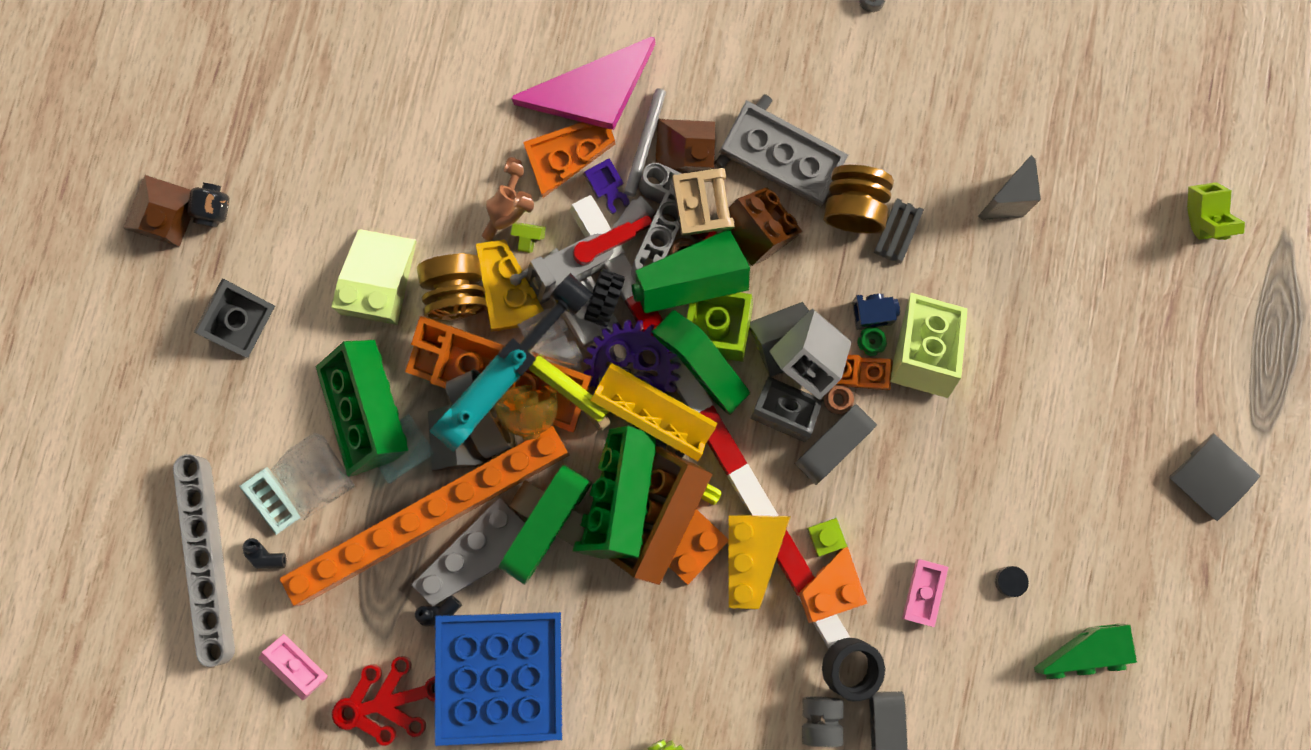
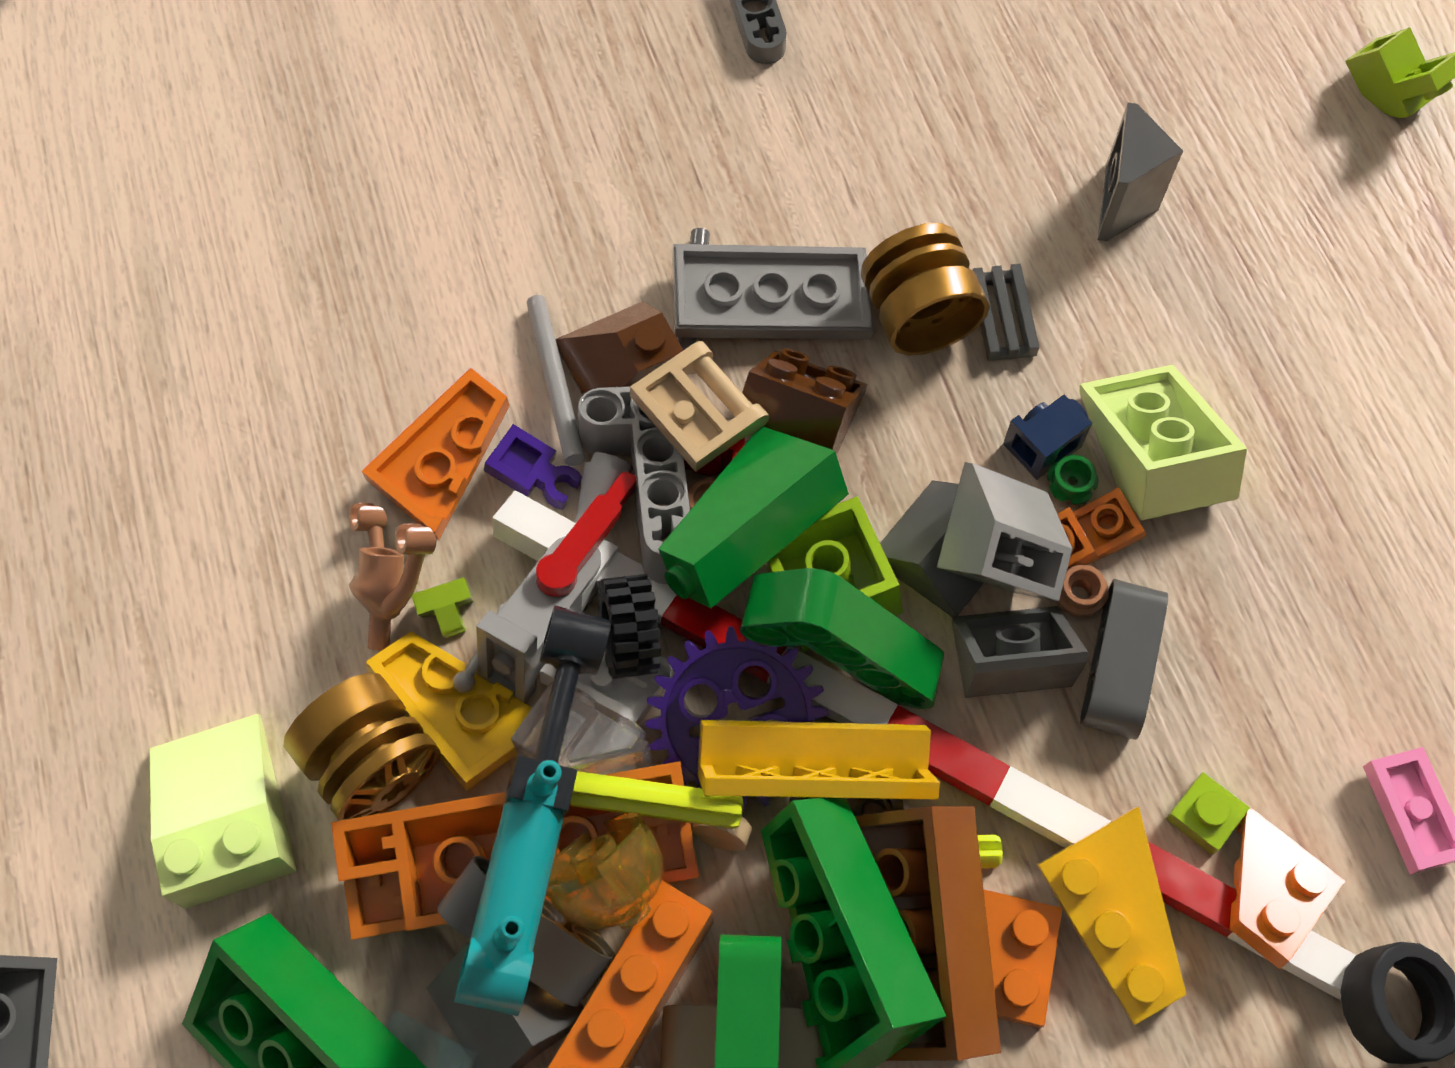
camera: 30 degrees left, 15 degrees down
(593, 91) = (430, 351): tile -> none

